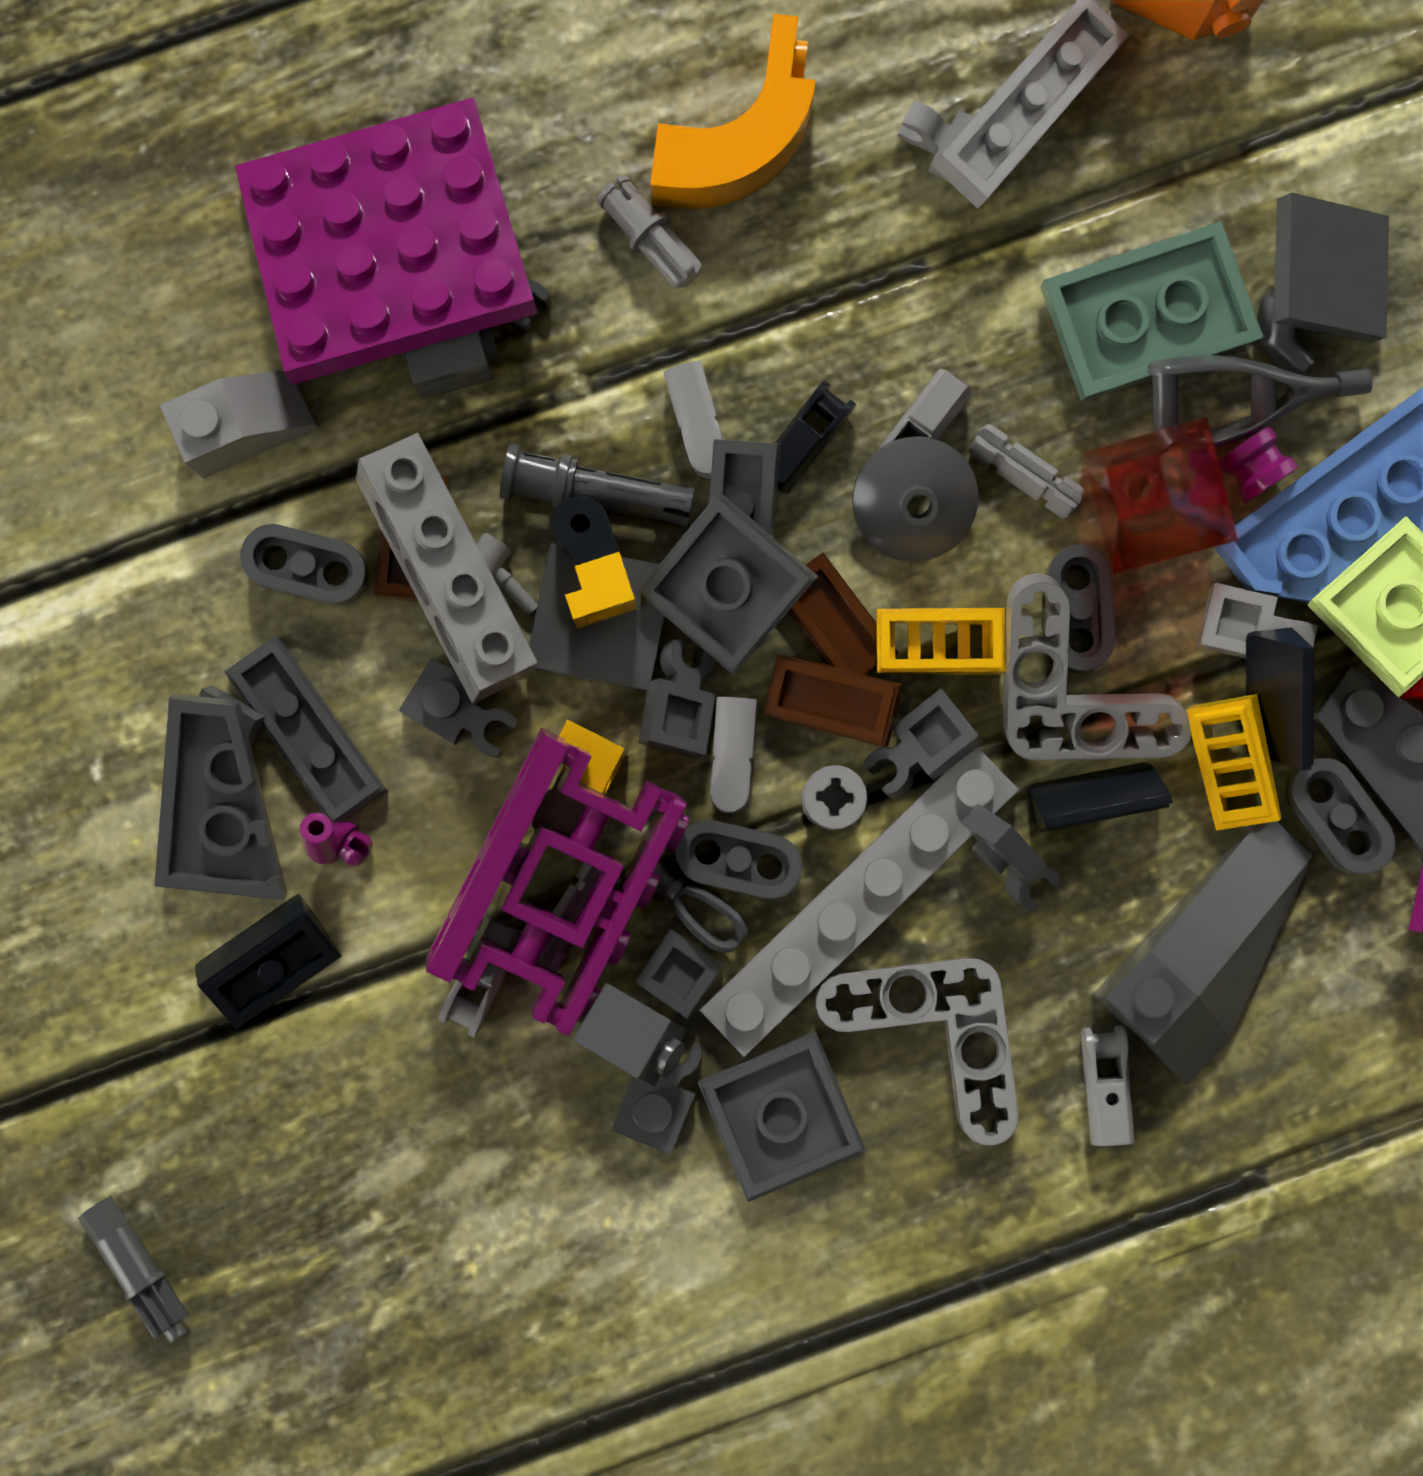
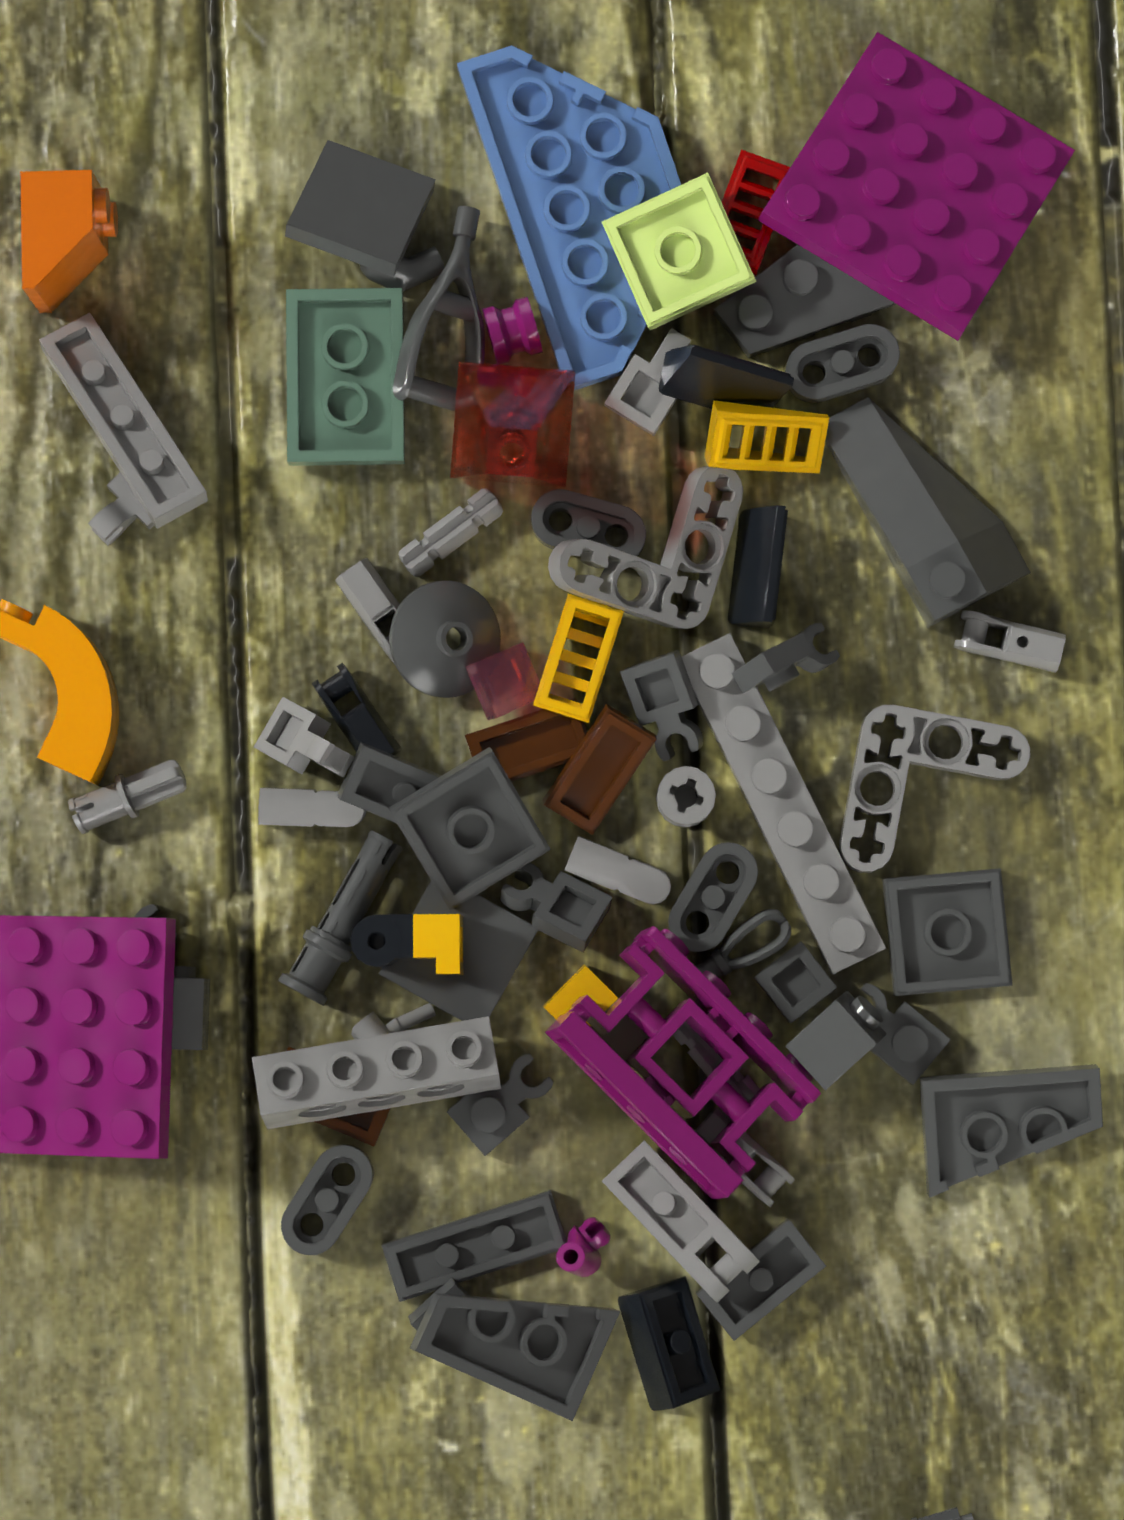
camera: 70 degrees left, 0 degrees up
(236, 419) = (176, 1217): light grey slope -> none
(360, 1034) = (783, 1268): none -> dark grey plate
(392, 930) = (678, 1219): none -> light grey plate
(606, 1231) = (998, 1116): none -> dark grey wing
(762, 381) = (297, 736): none -> light grey plate
(892, 573) = (504, 680): none -> clear pink tile

